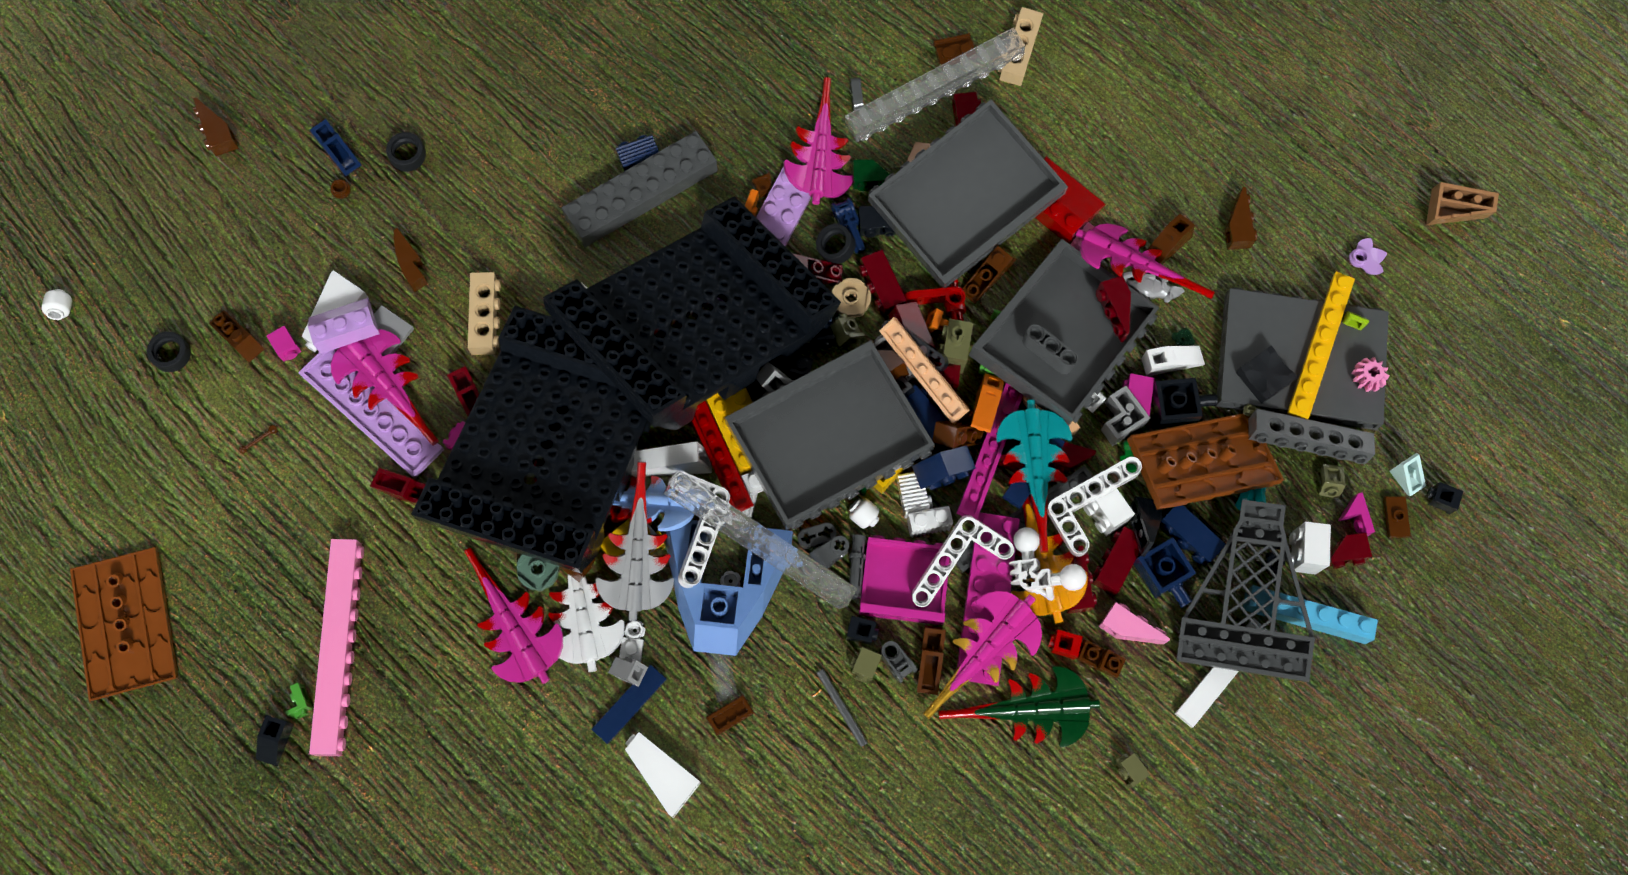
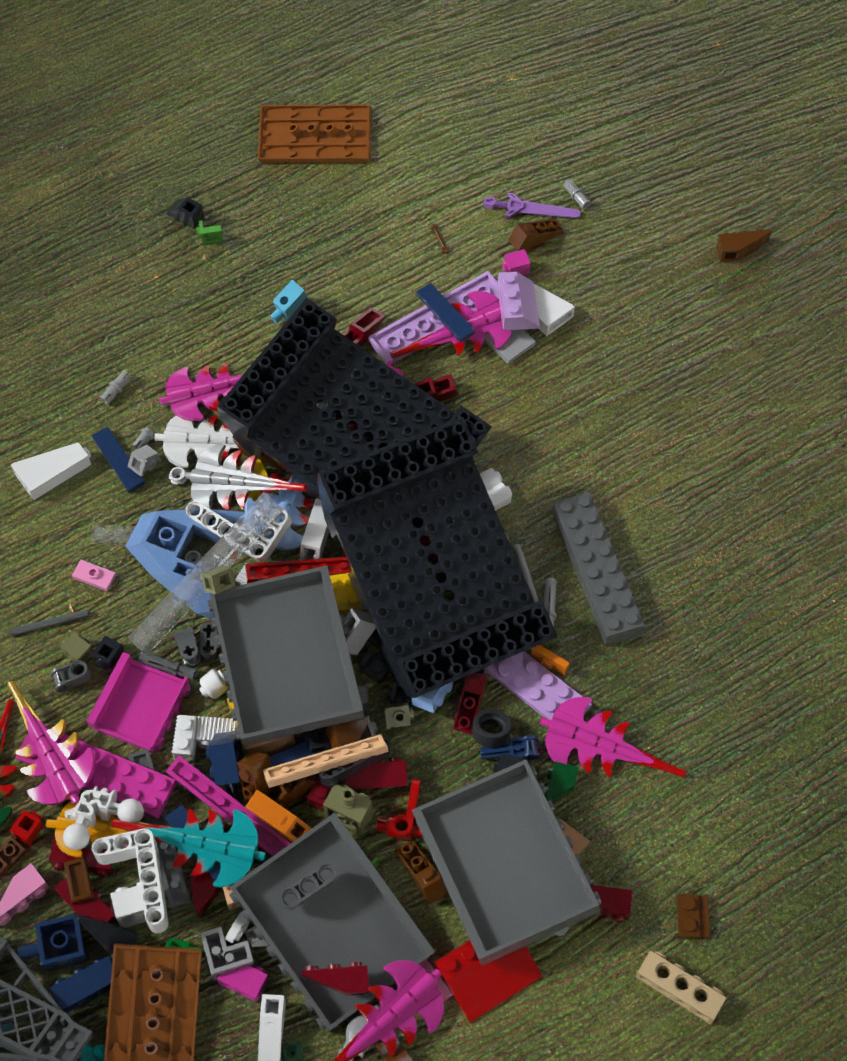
camera: 110 degrees right, 10 degrees down
(56, 304) = (598, 118): white head -> none
(161, 339) = (534, 176): black tyre -> none
(170, 306) = (576, 194): none -> light grey axle
(198, 353) = (517, 206): none -> medium lavender sword
(335, 147) = (701, 330): dark blue slope -> none
(336, 648) = (242, 262): bright pink brick -> none
(340, 189) = (659, 329): reddish brown plate -> none
(369, 397) = (445, 312): none -> dark blue tile
(380, 568) = (288, 301): none -> medium azure torso
(404, 138) = (684, 396): black tyre -> none
(408, 261) = (572, 367): reddish brown slope -> none
(480, 284) = (532, 415): tan brick -> none
(537, 738) = (115, 387): none -> light grey pin
(598, 683) = (143, 438): none -> light grey pin
(631, 648) = (162, 470): white plate -> none
(636, 151) = (636, 573): dark blue brick -> none
(682, 226) = (550, 590): none -> light grey pin
(730, 715) = (77, 531): reddish brown plate -> none
(762, 184) = (578, 682): reddish brown tile -> none
(772, 517) = (218, 579): none -> olive brick
(775, 680) = (94, 575): none -> bright pink plate
(856, 93) = (658, 795): dark grey beam -> none
(859, 290) = (437, 741): tan plate -> none
(881, 282) = (439, 763): dark red brick -> none
(931, 659) = (61, 705): reddish brown slope -> none
(934, 85) = (647, 875): clear brick -> none
(935, 321) = (383, 802): orange tile -> none
(955, 553) = (149, 765): white beam -> none
(1098, 413) = (237, 929): none -> white plate
(1106, 569) = (78, 880): none -> reddish brown tile
(1179, 402) = (222, 1018): black brick -> none

